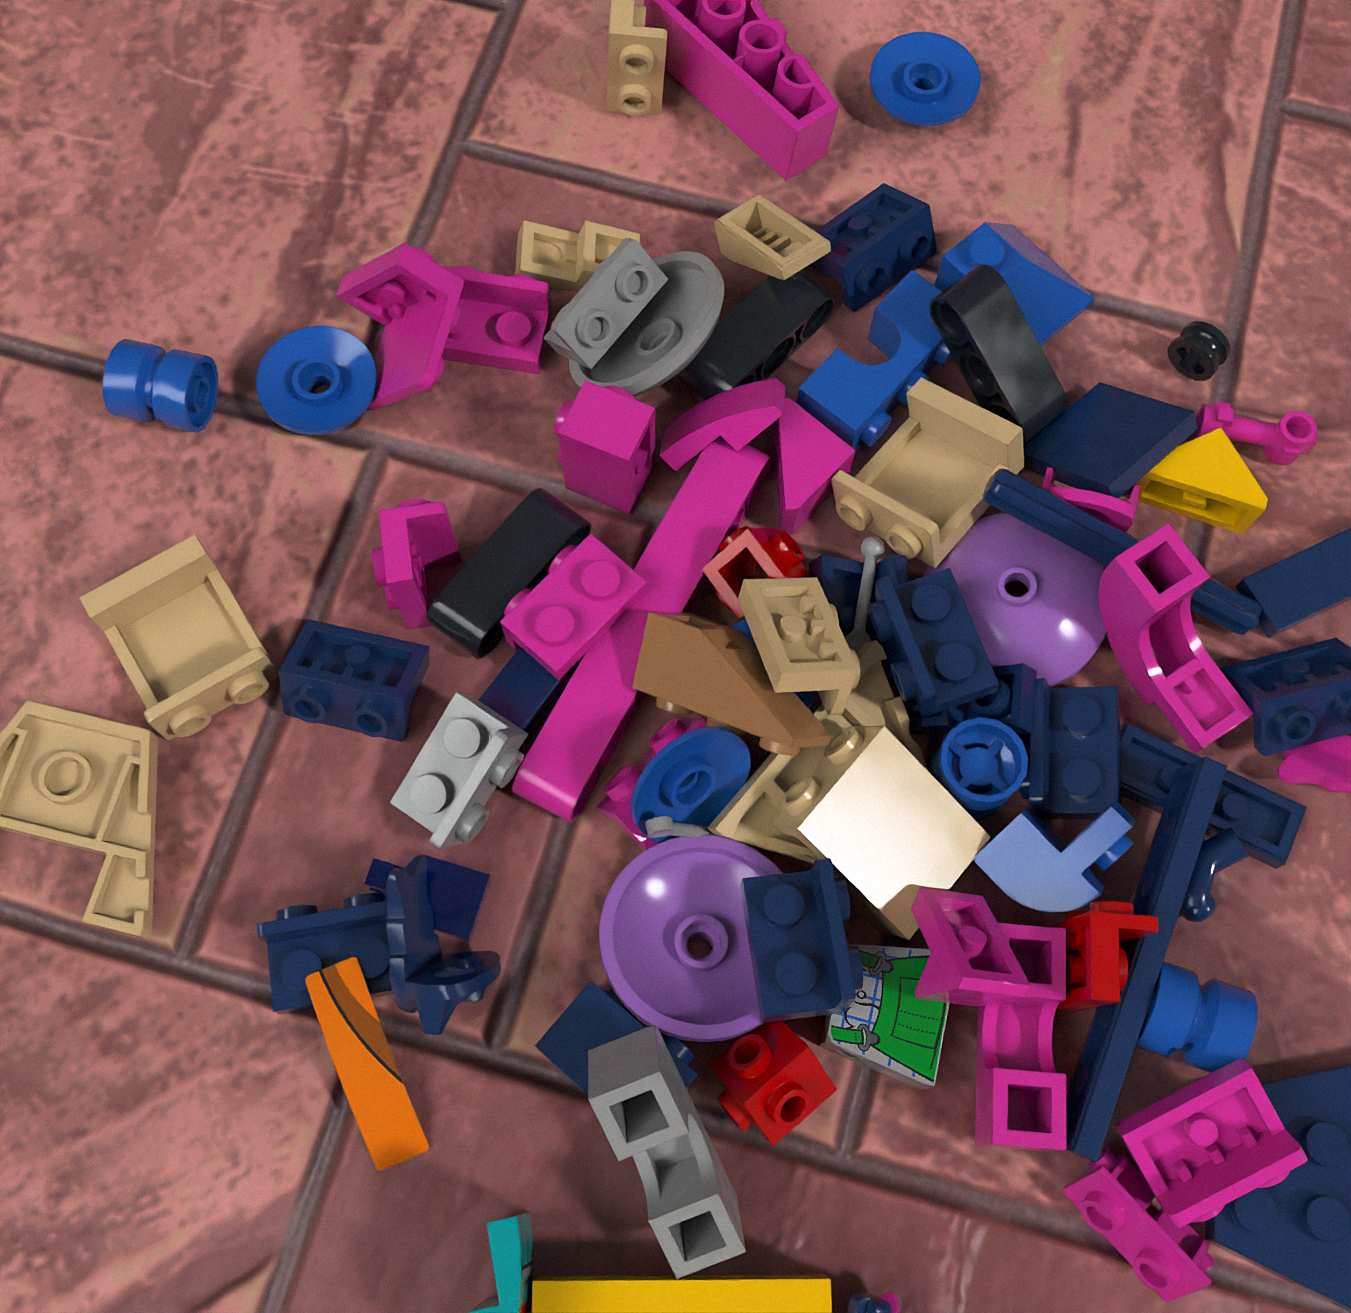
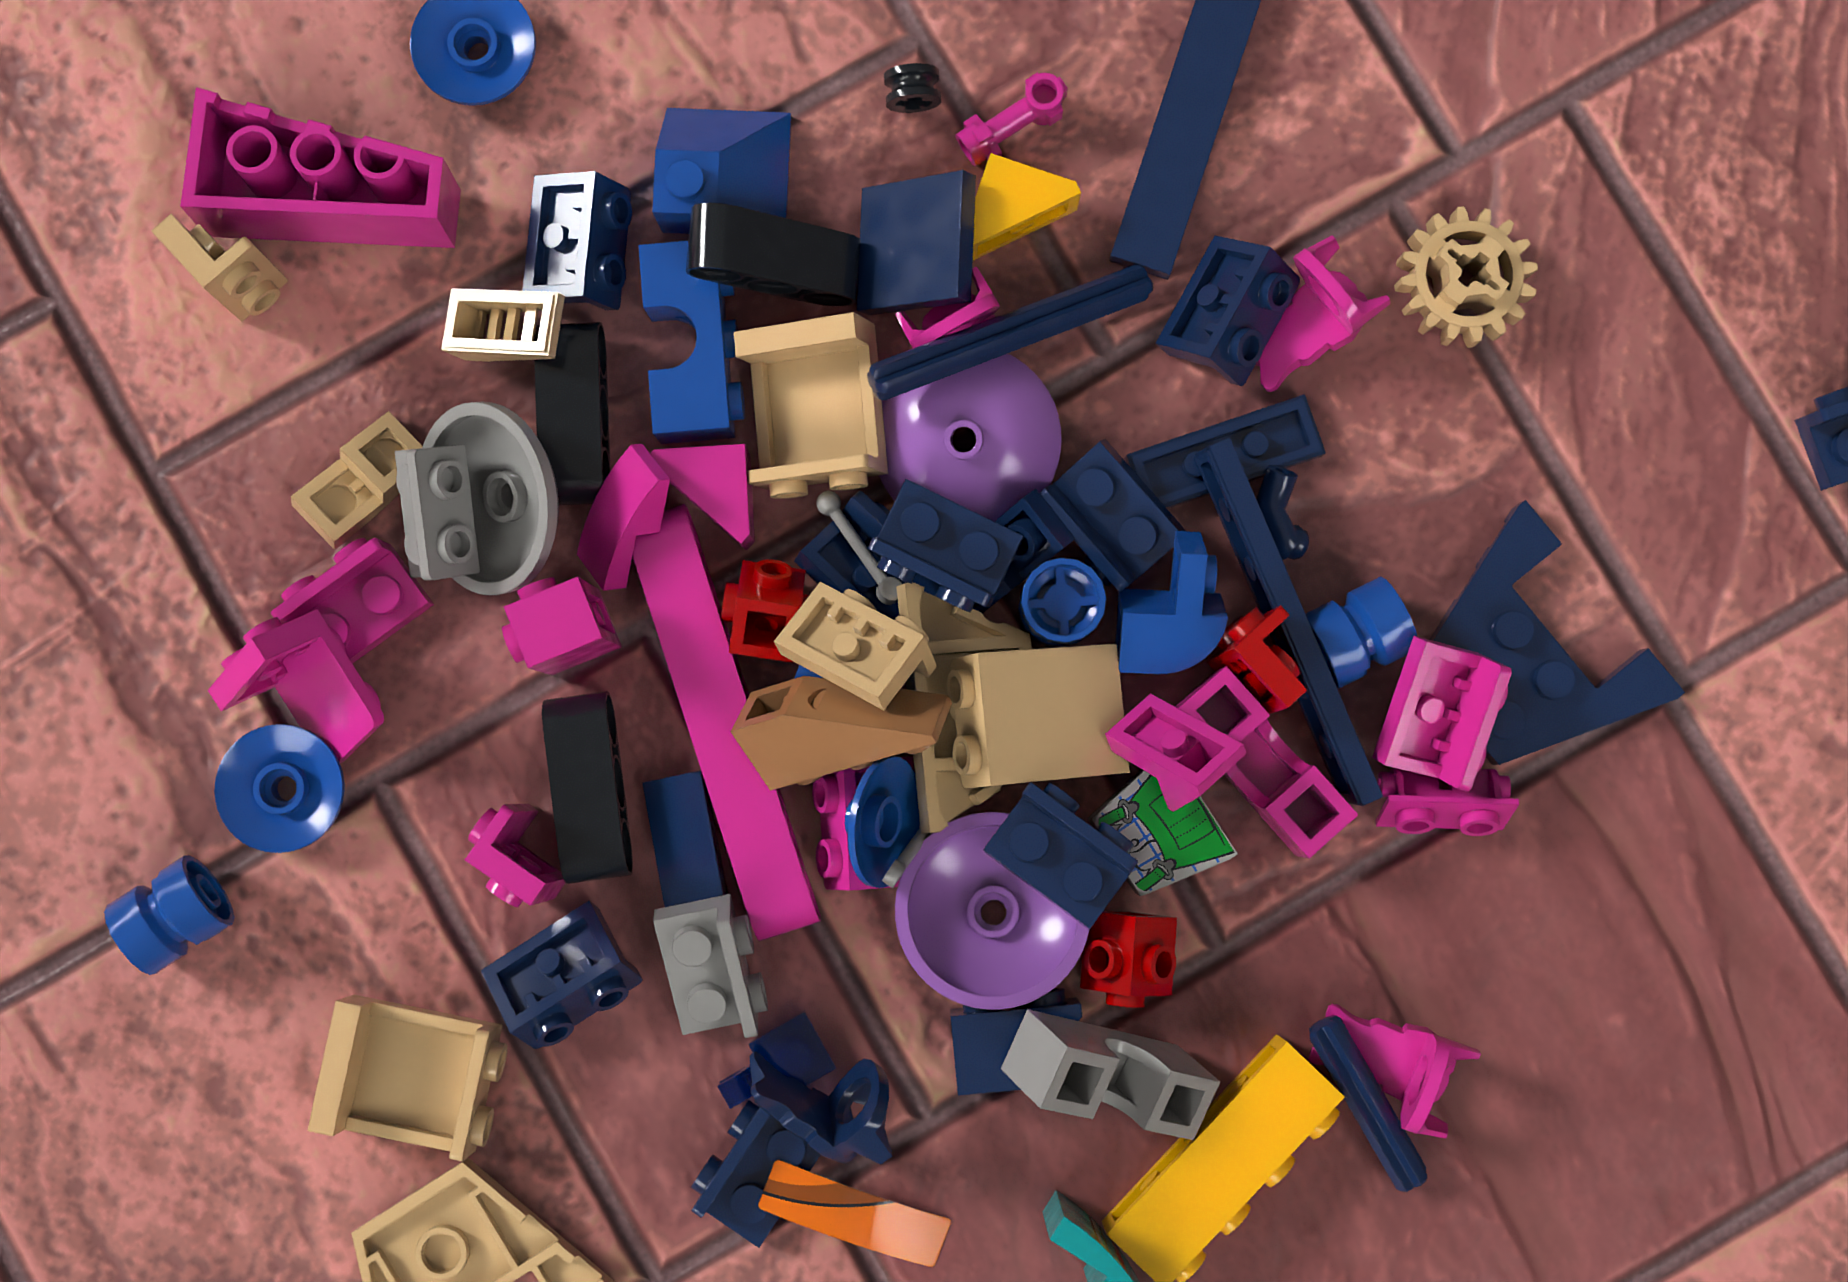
camera: 40 degrees left, 15 degrees up
(572, 605) = (664, 773): dark pink bracket -> none
(1153, 637) = (1085, 372): dark pink arch -> none

